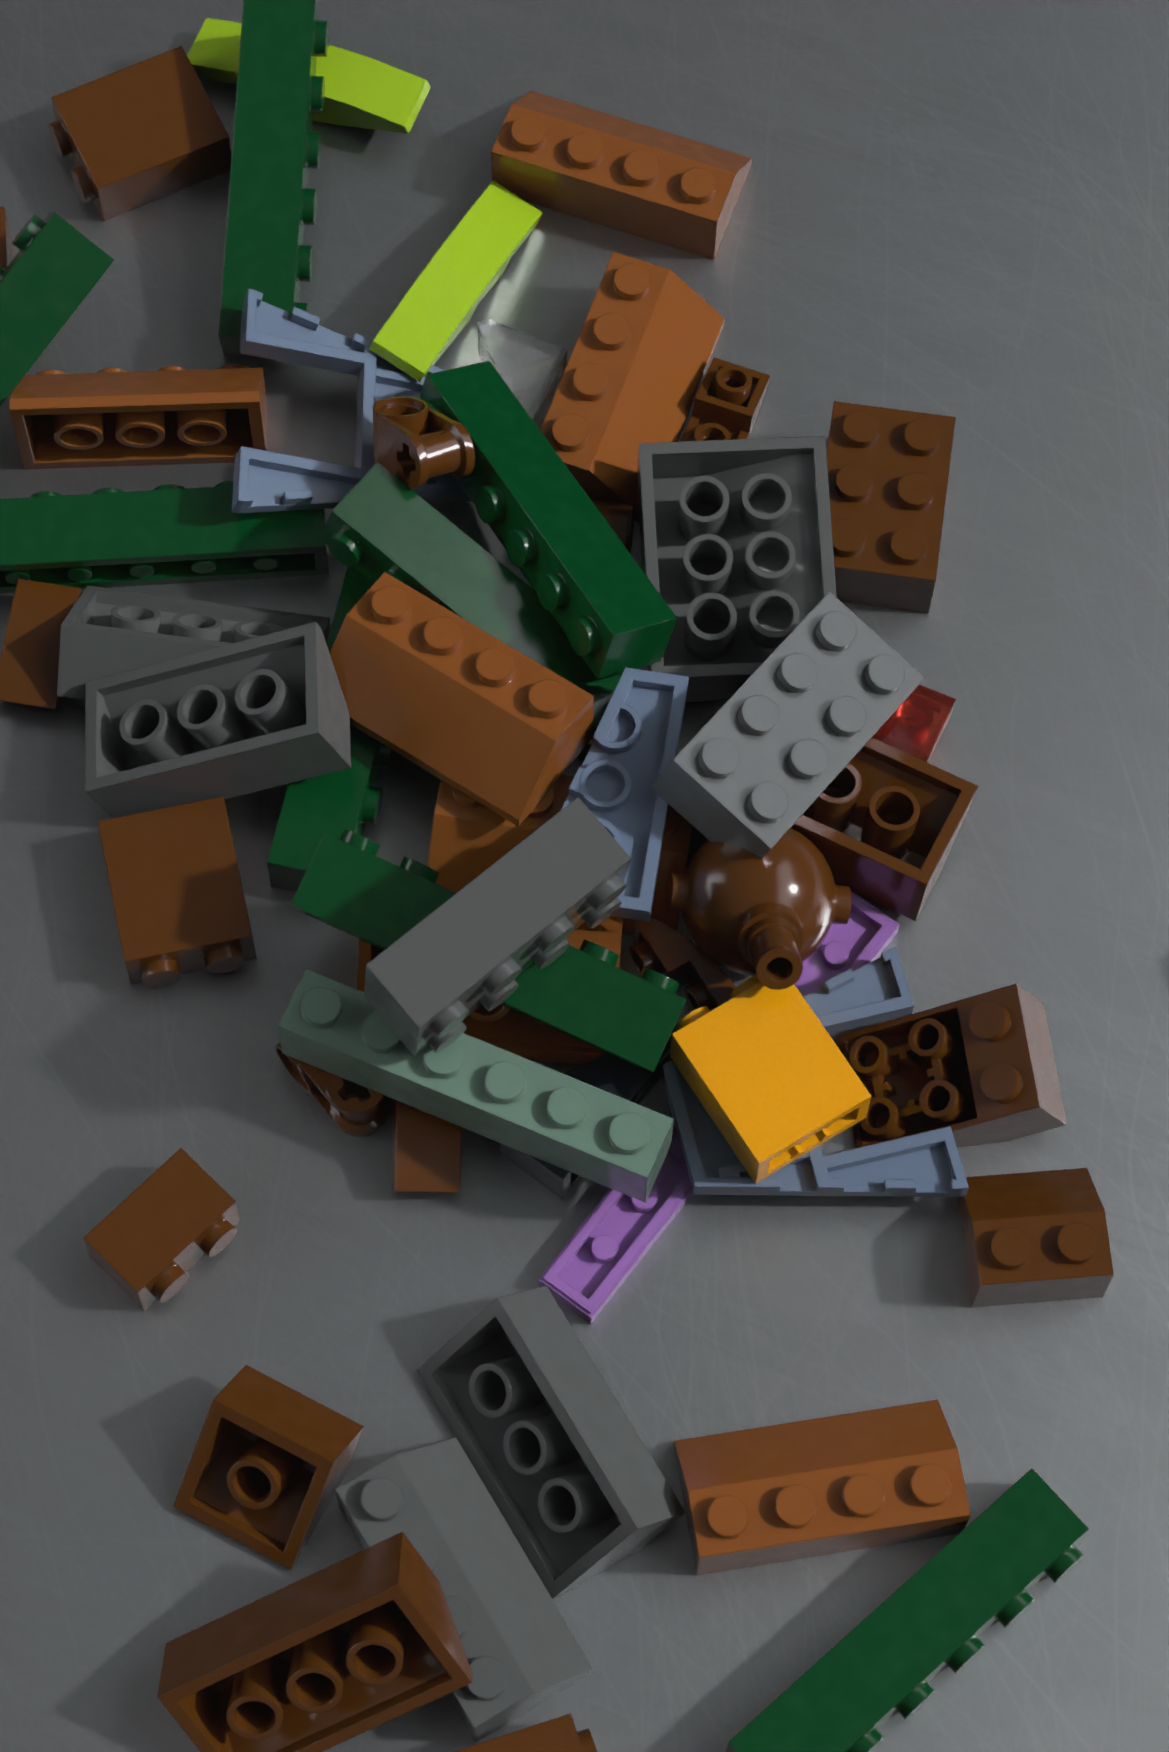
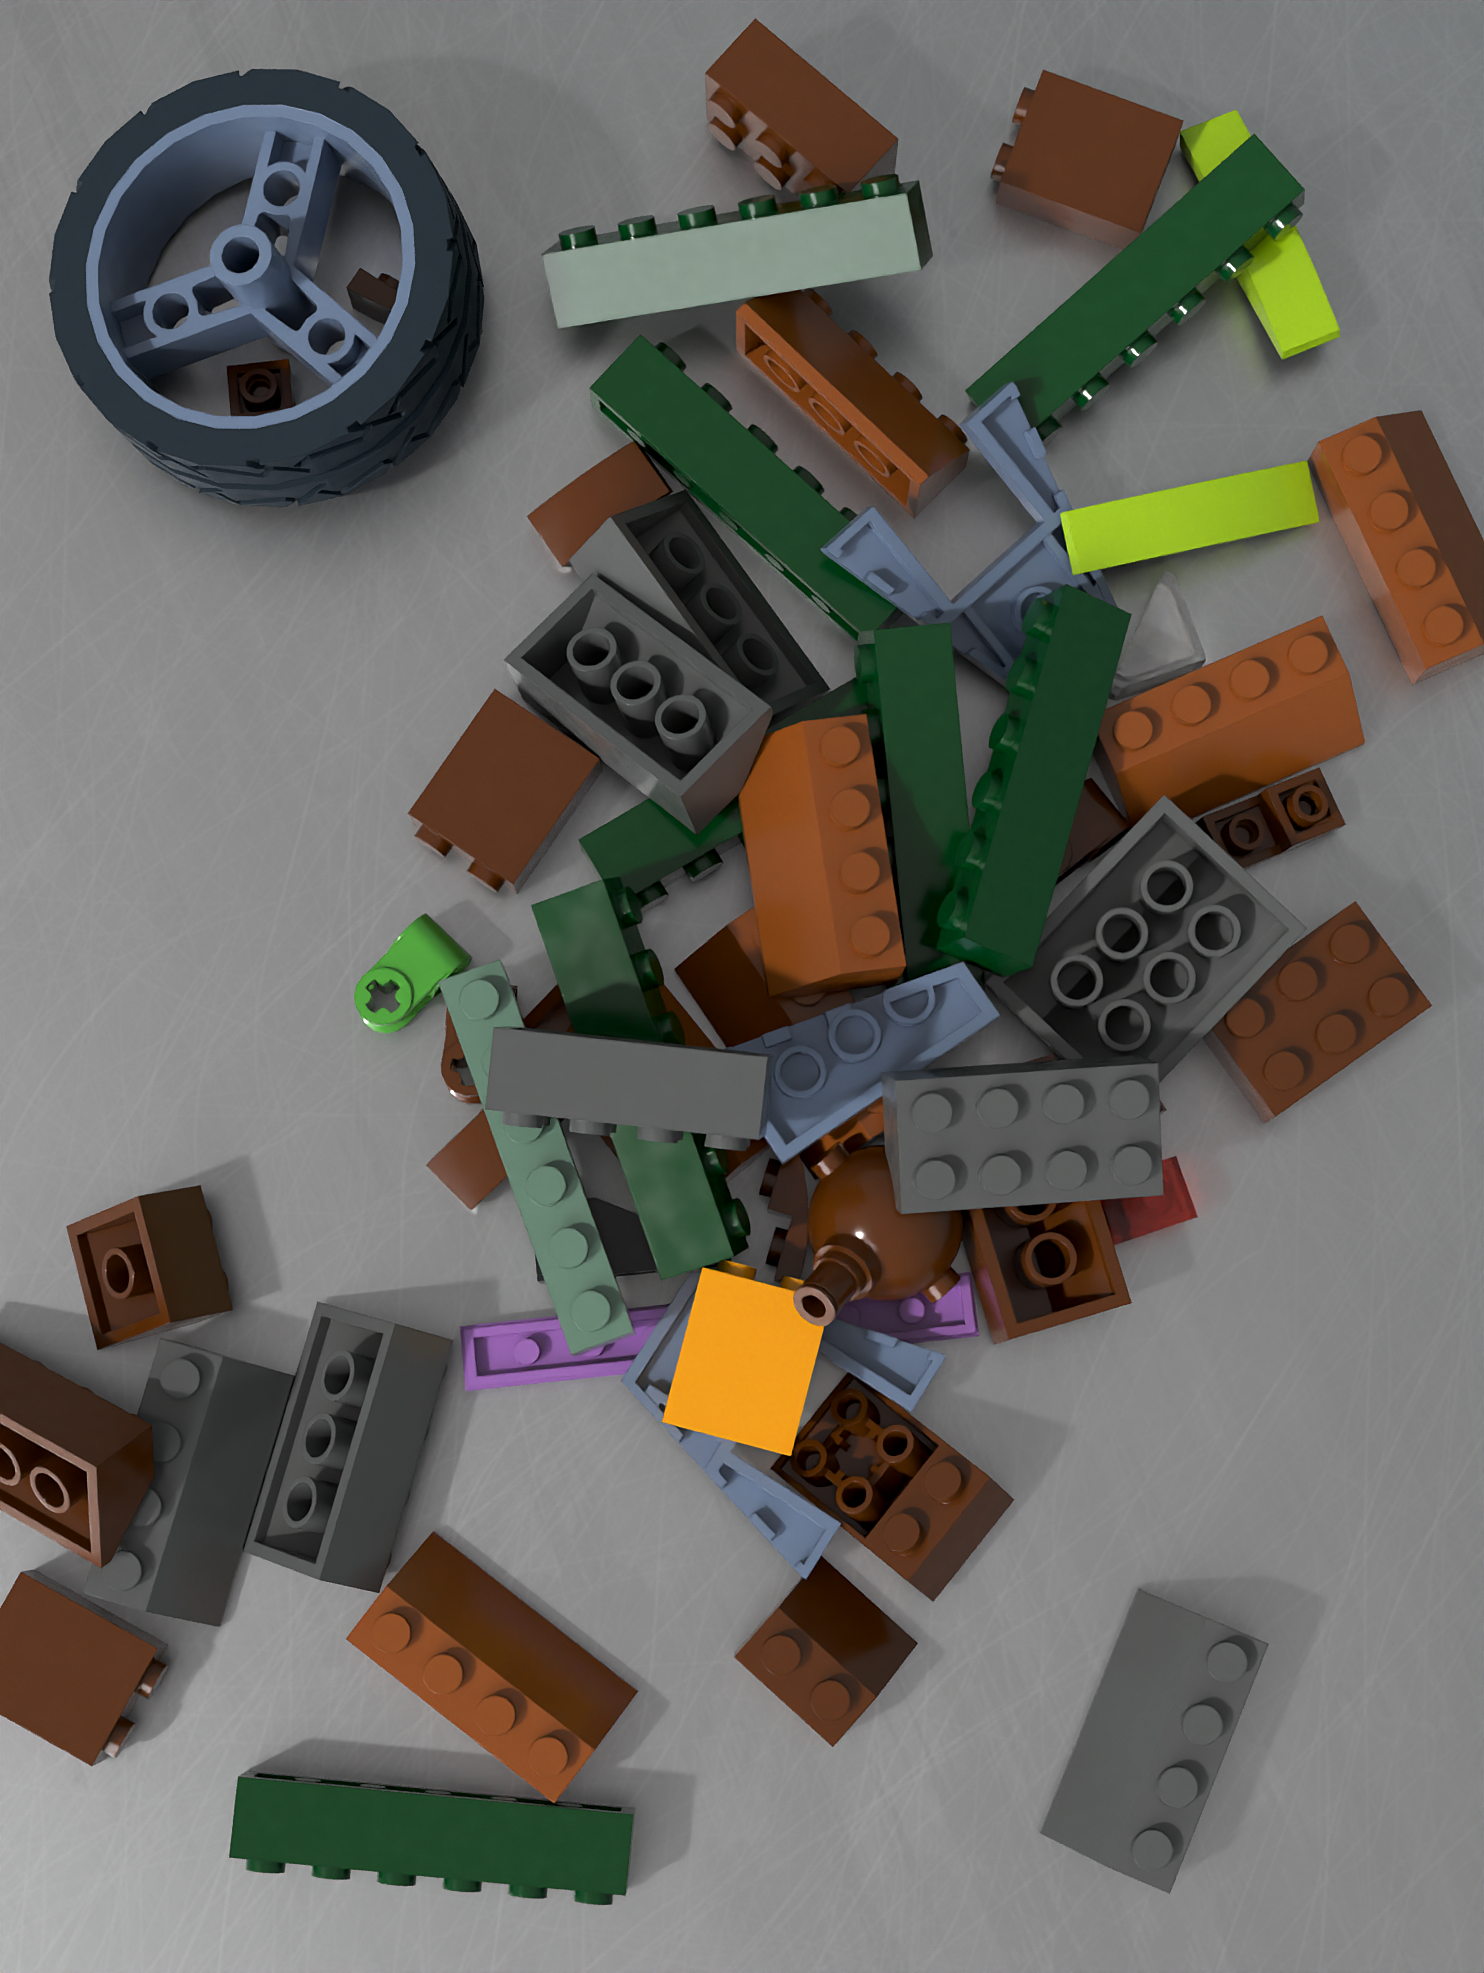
camera: 50 degrees right, 15 degrees up
(164, 1230) = (246, 1031): reddish brown brick -> none
(242, 1074) = (412, 967): none -> bright green piece
(419, 441) = (1001, 632): reddish brown piece -> none

